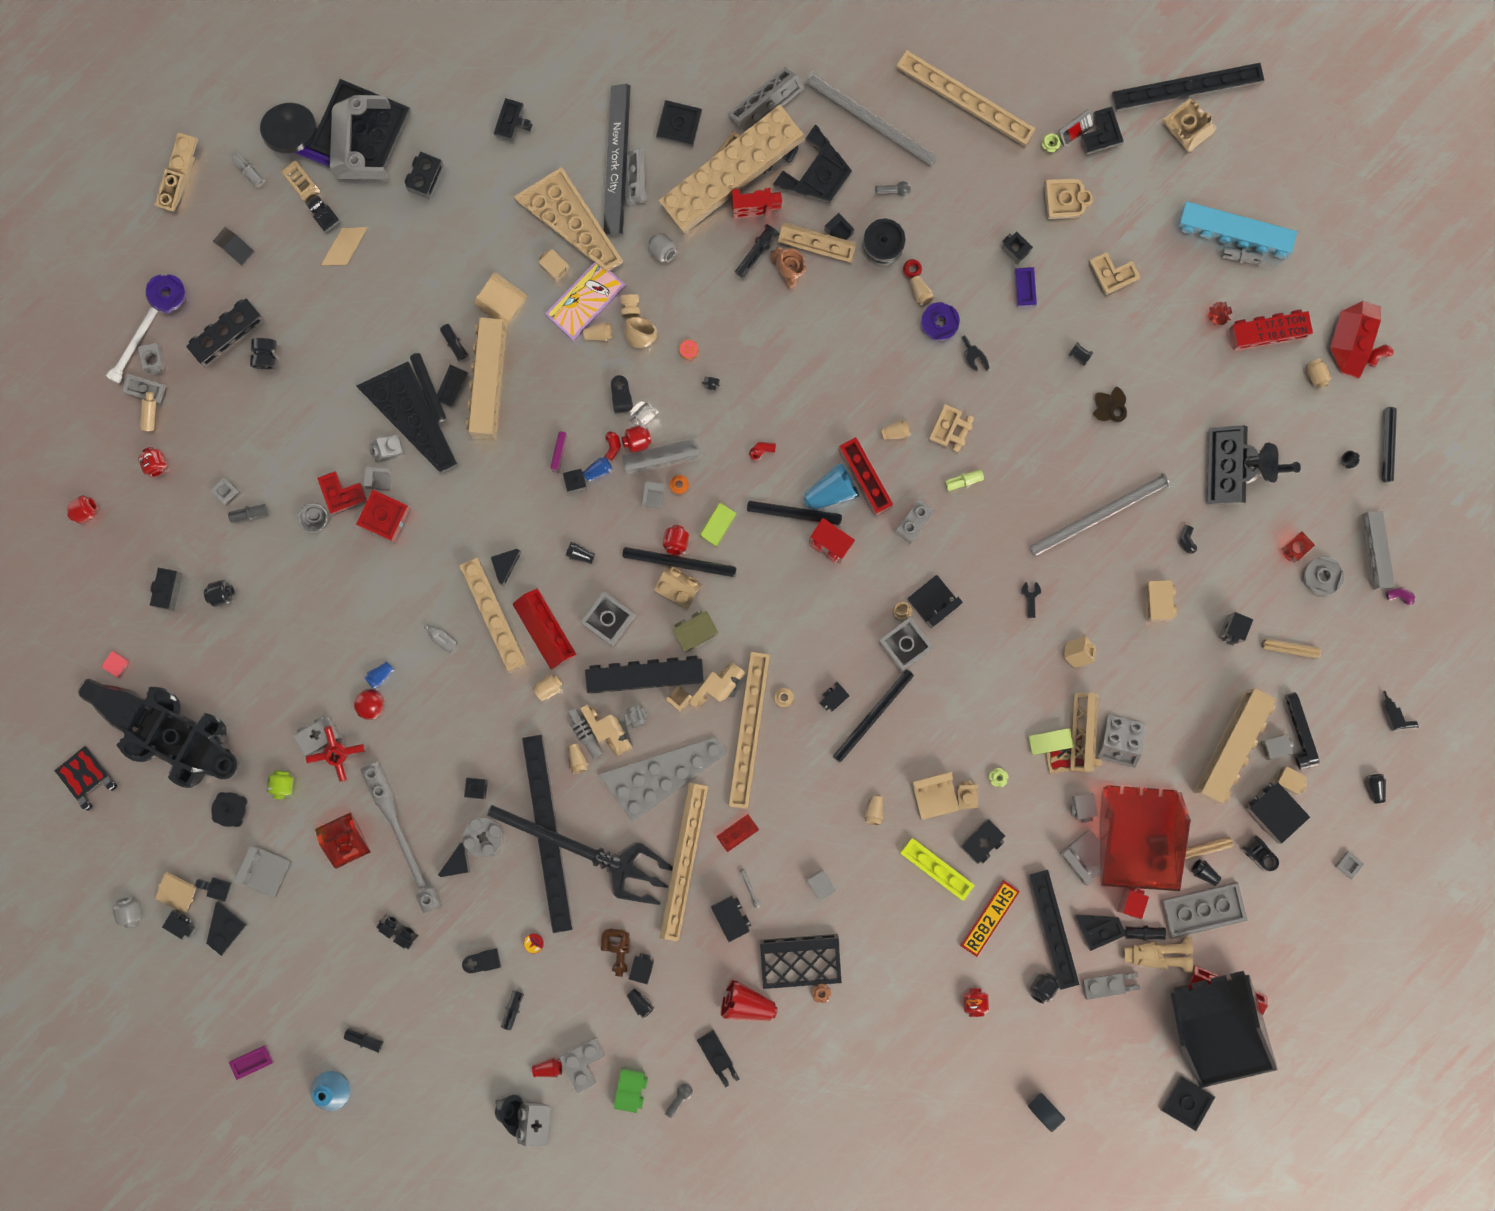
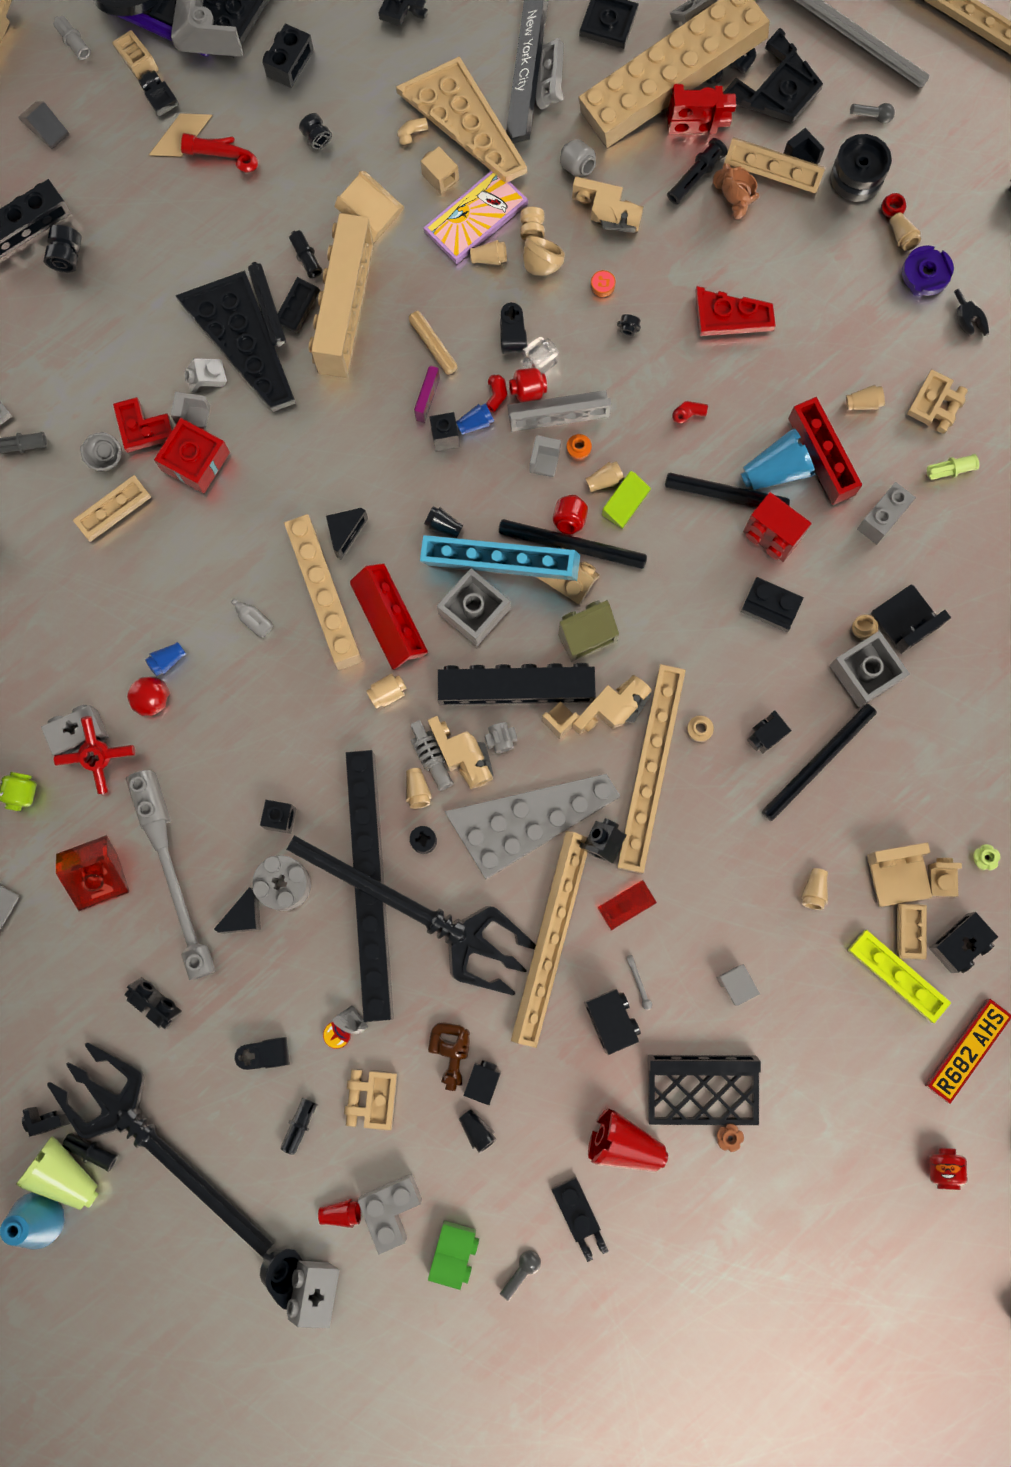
camera: 10 degrees right, 5 degrees down
(325, 560) = (112, 508): none -> tan plate
(332, 1021) = (49, 1121): none -> black bracket
(344, 1059) = (59, 1177): none -> yellowish green cone
(377, 256) = (219, 147): none -> red plant
(384, 1012) = (122, 1114): none -> black piece
(452, 239) = (312, 127): none -> black wheel
(526, 229) = (410, 127): none -> tan arm
(542, 933) = (350, 1021): none -> light grey tile
(560, 408) = (432, 342): none -> tan axle
(568, 987) = (379, 1102): none -> tan plate
(587, 796) = (424, 844): none -> black wheel
(625, 581) = (500, 557): none -> medium azure brick
(688, 287) = (607, 205): none -> tan plate
(700, 508) = (605, 477): none -> tan cone
(717, 787) = (604, 840): none -> black brick
(790, 369) = (731, 315): none -> red wing
(832, 598) = (772, 604): none -> black plate
(945, 836) = (912, 931): none -> tan plate

